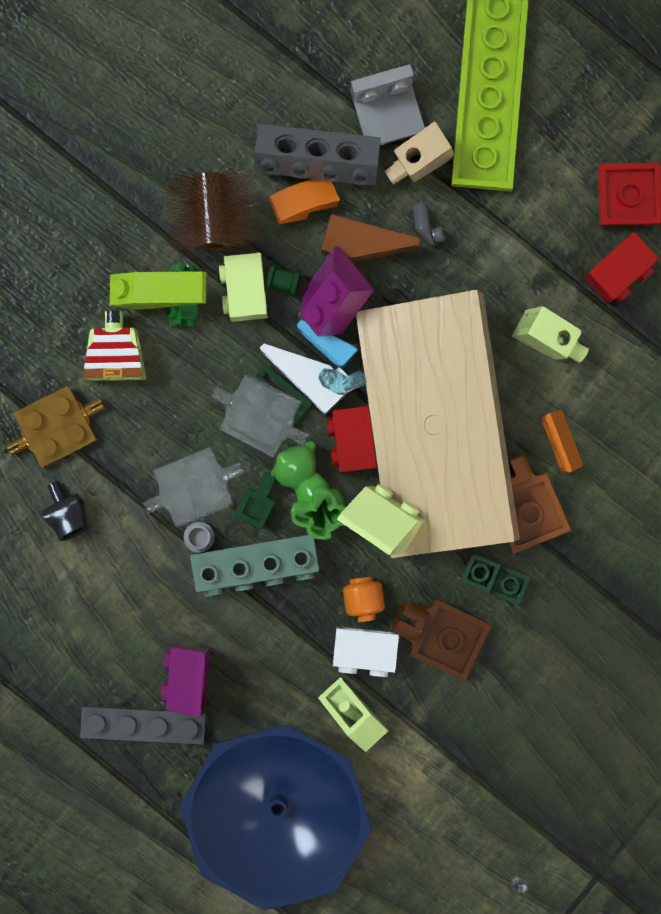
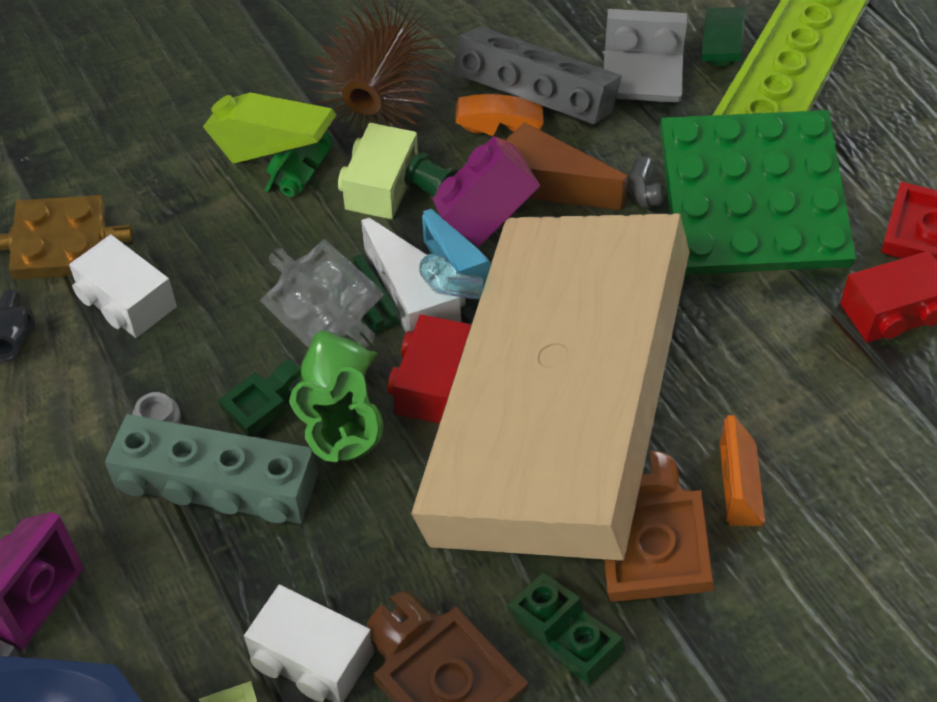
camera: 25 degrees right, 35 degrees down
(114, 352) = (177, 184): torso -> none
(125, 453) = (122, 286): none -> white brick
(193, 487) = (186, 357): clear plate -> none
(364, 598) = (345, 572): orange head -> none
(382, 519) = (421, 438): yellowish green slope -> none
(428, 144) = (663, 93): tan torso -> none
(435, 52) = (723, 35): none -> dark green slope
(506, 211) = (757, 191): none -> green plate
(550, 335) = (768, 328): yellowish green torso -> none

